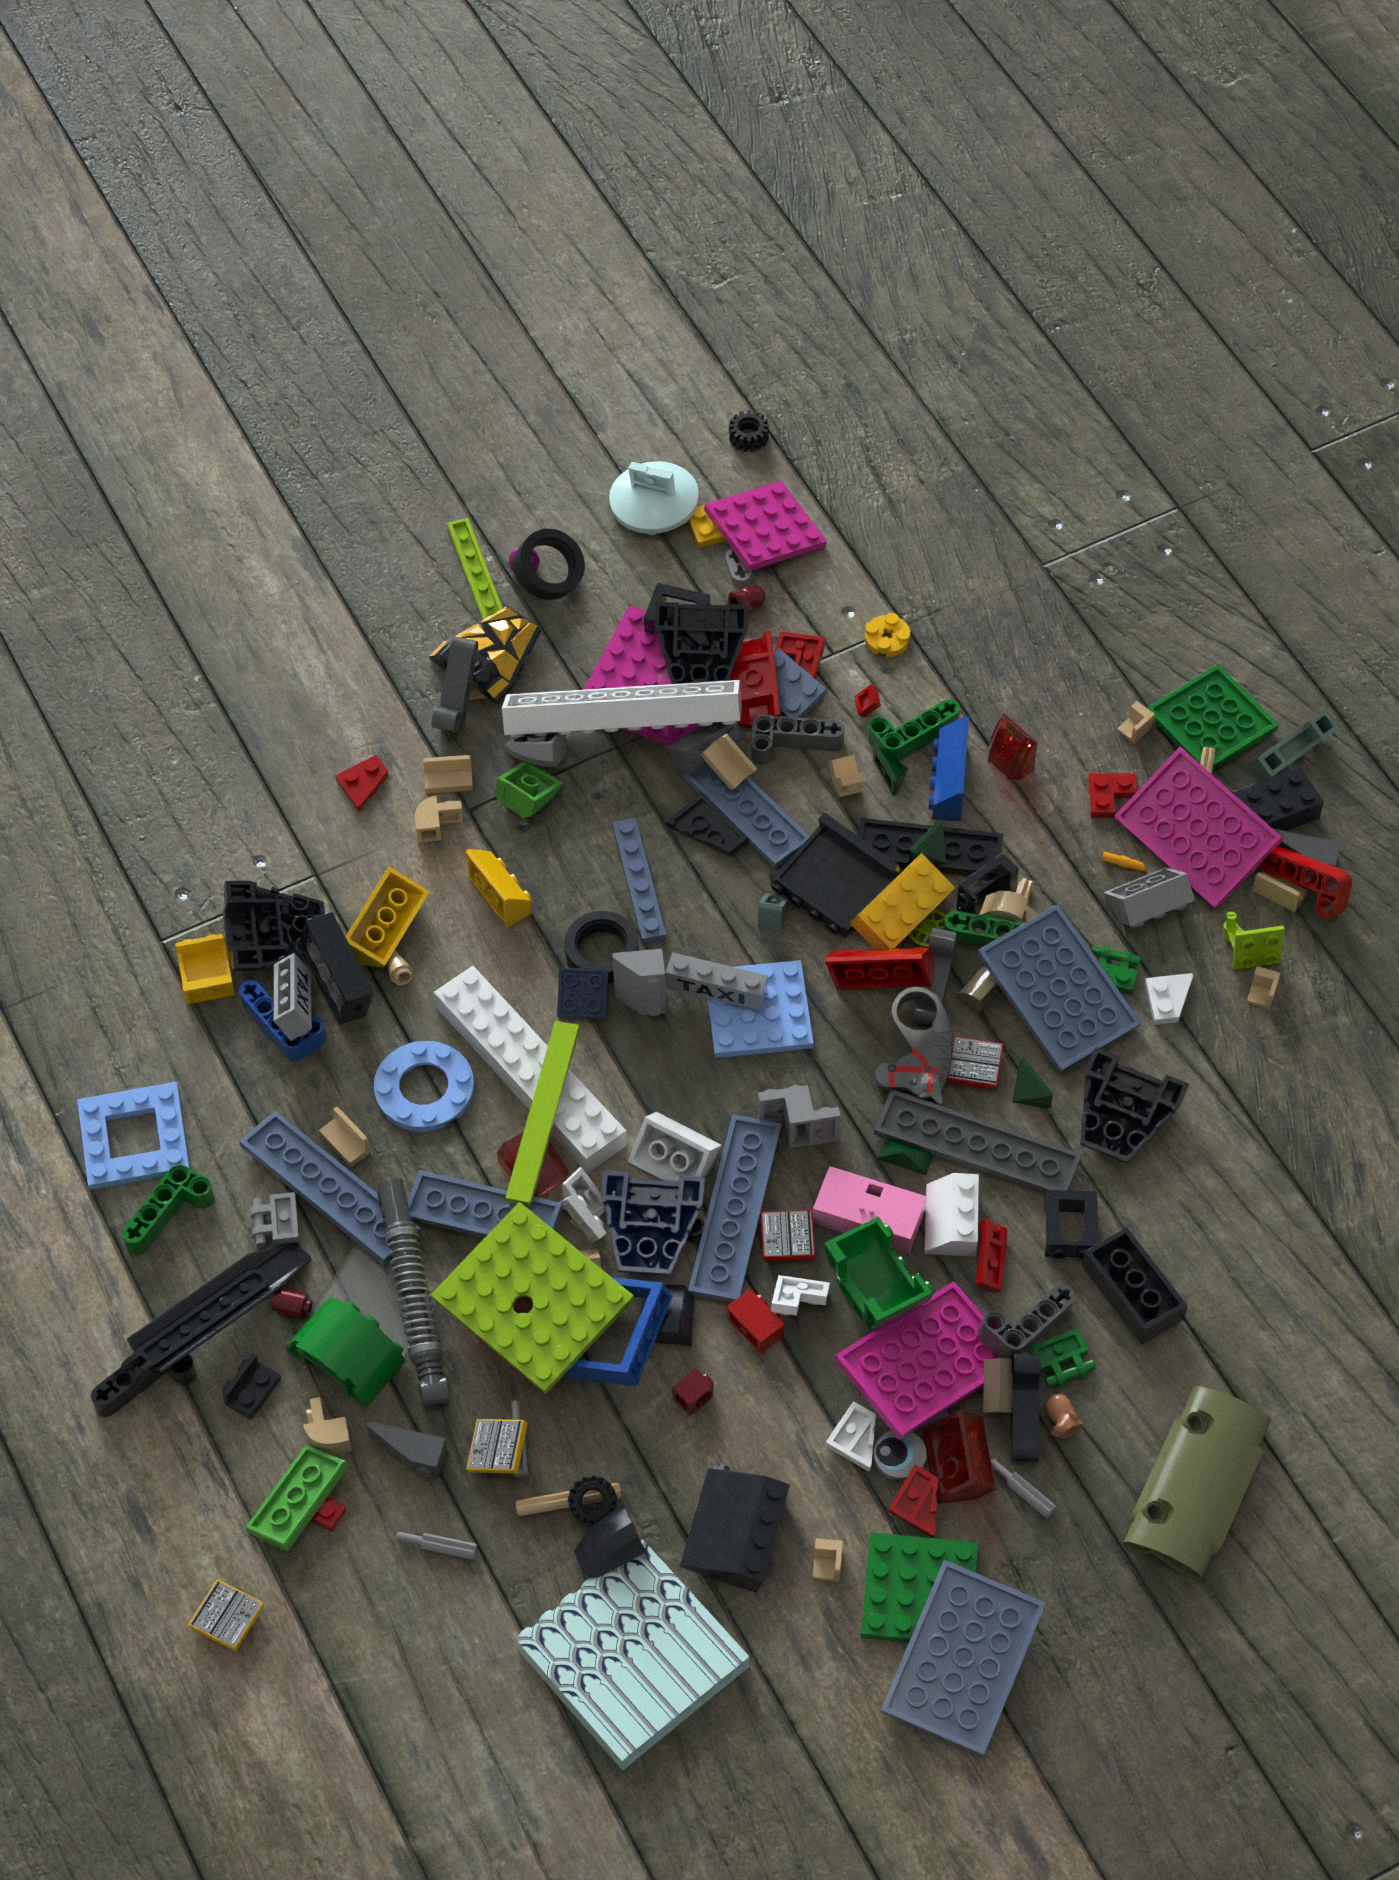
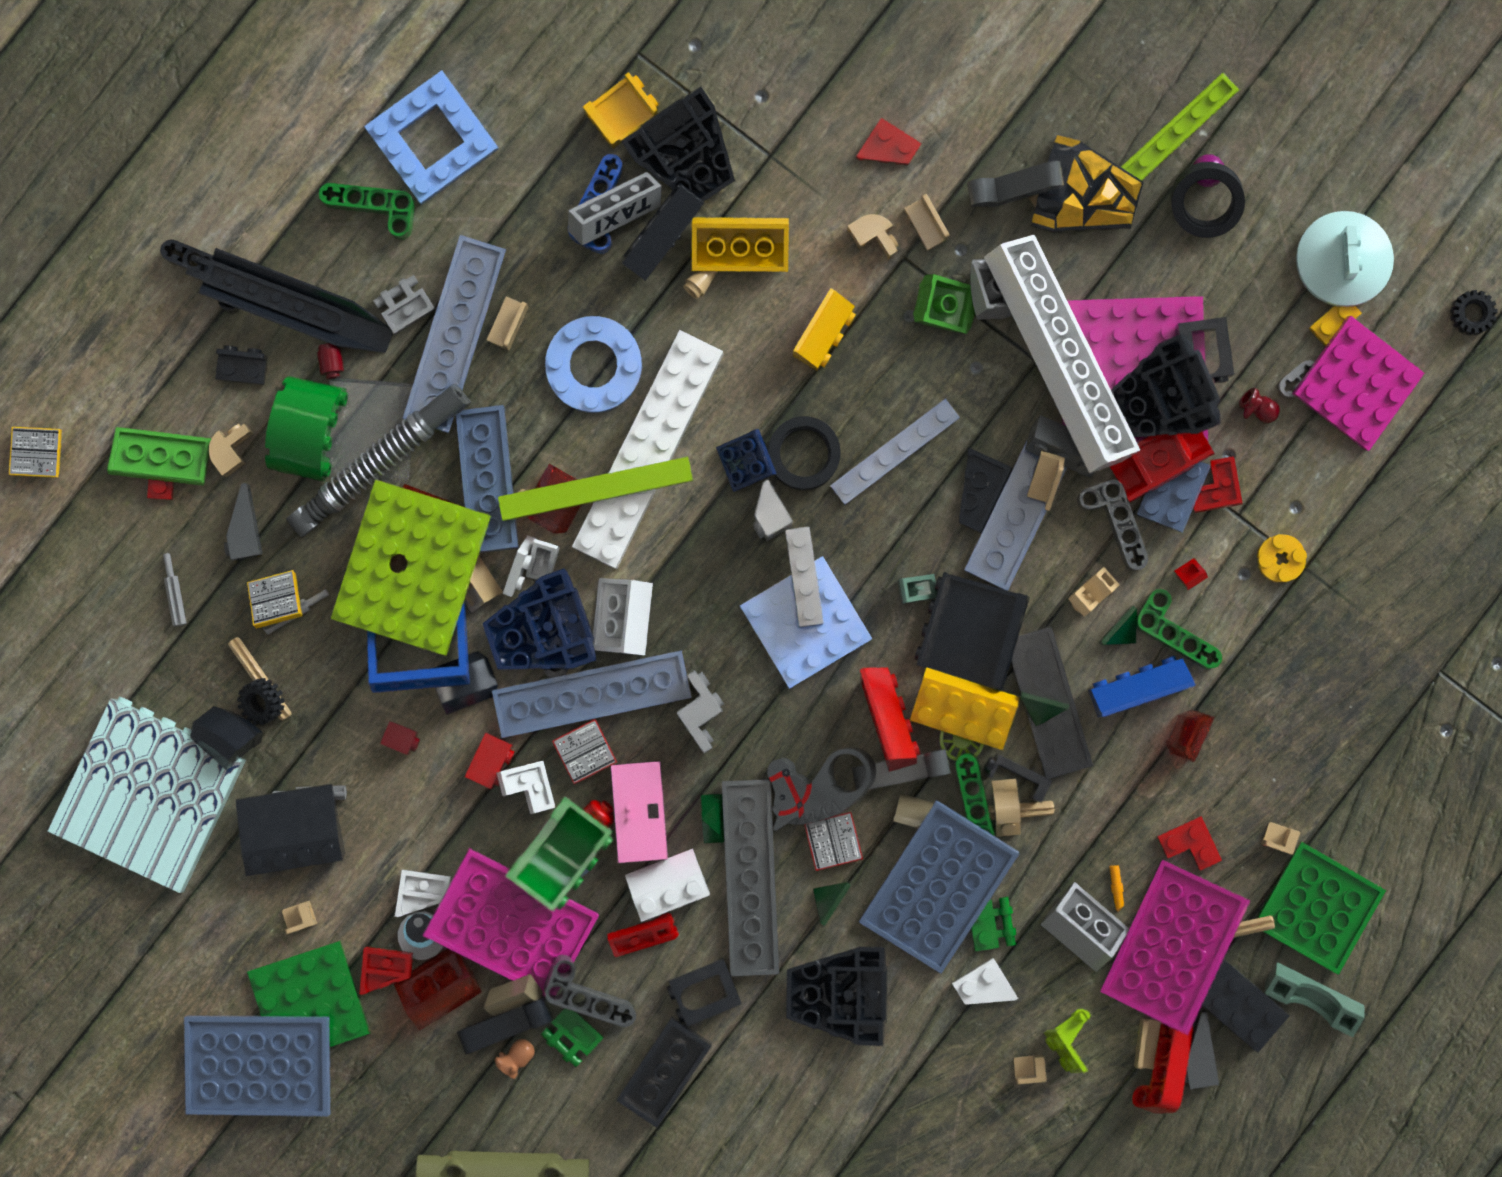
camera: 65 degrees right, 30 degrees up
(1026, 1490) = (435, 1053): light grey axle -> none

